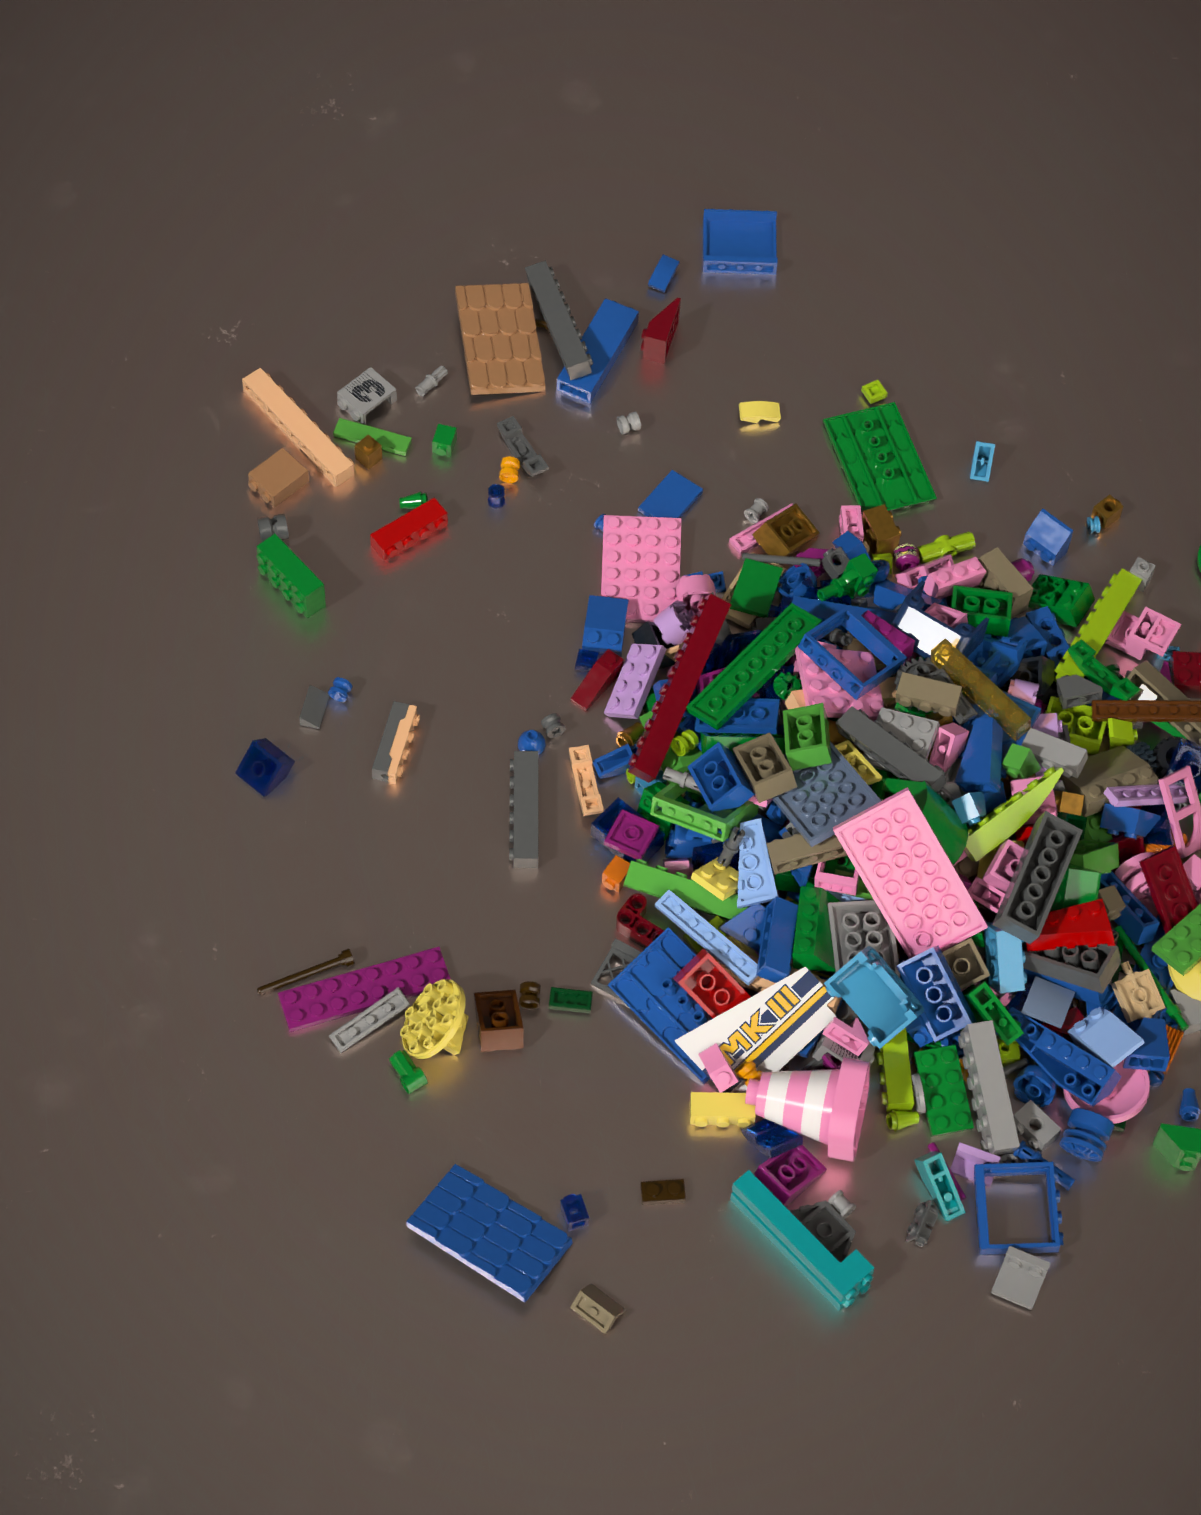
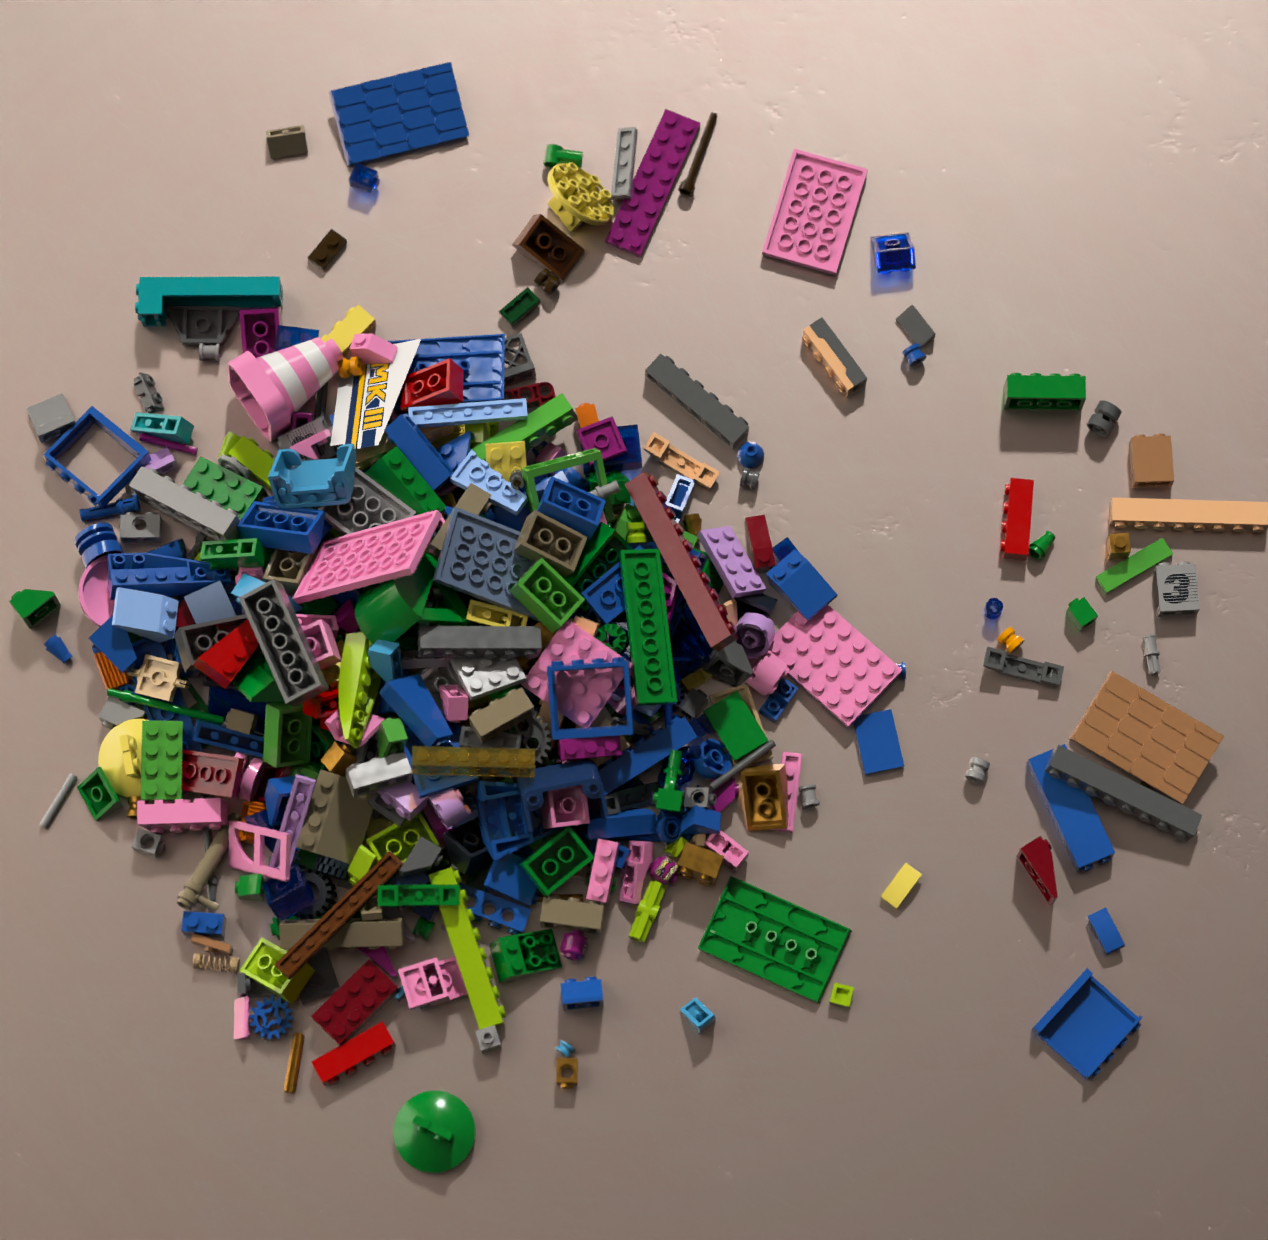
camera: 135 degrees right, 15 degrees up
(280, 849) = (814, 211): none -> bright pink plate

